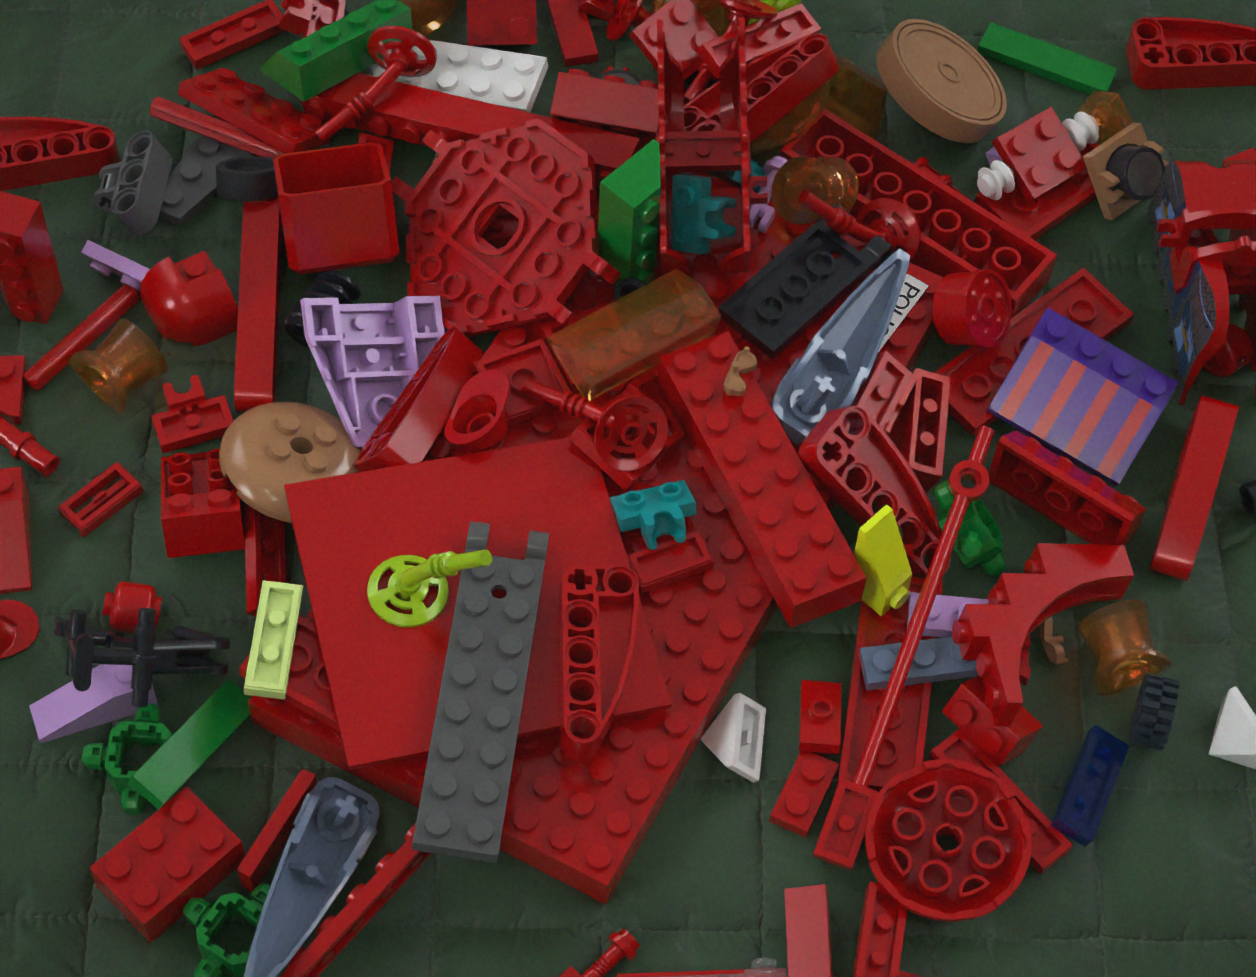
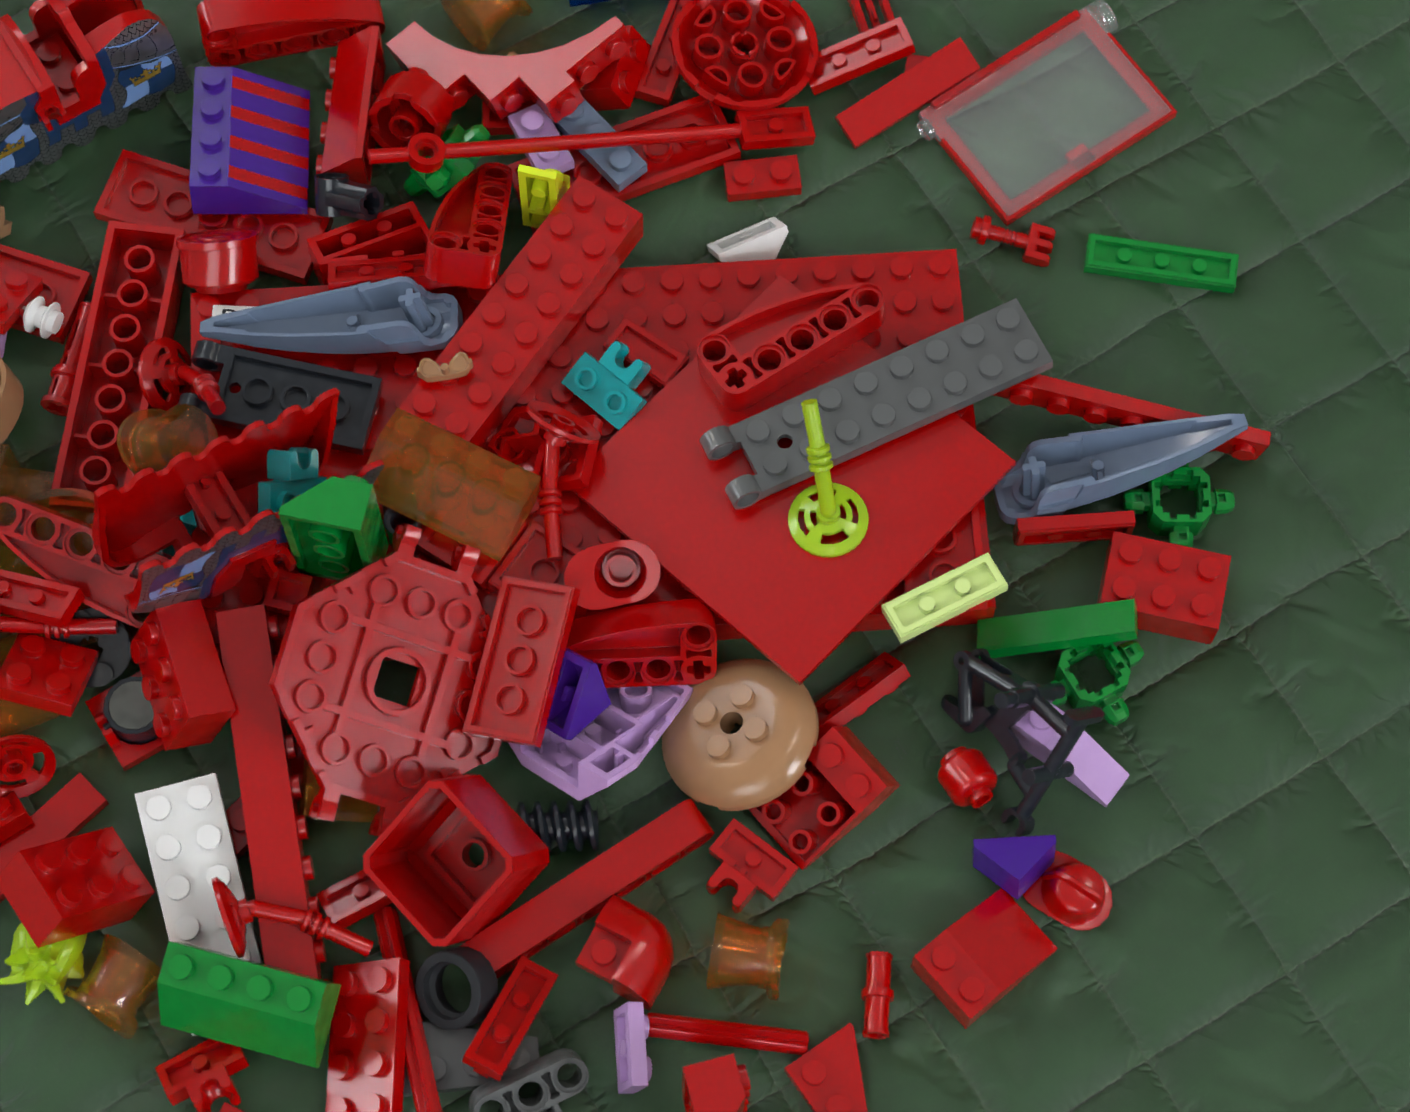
camera: 120 degrees left, 10 degrees up
(36, 594) = (1014, 861): none -> dark purple slope
(104, 503) = (874, 906): red tile -> none
(199, 193) = (510, 1019): none -> red plate
(401, 346) = (577, 697): none -> dark purple slope
(455, 316) = (521, 661): none -> red plate
(820, 717) = (691, 195): red plate -> none
(962, 426) = (340, 197): none -> black piece
(1028, 512) = (408, 106): none -> red brick

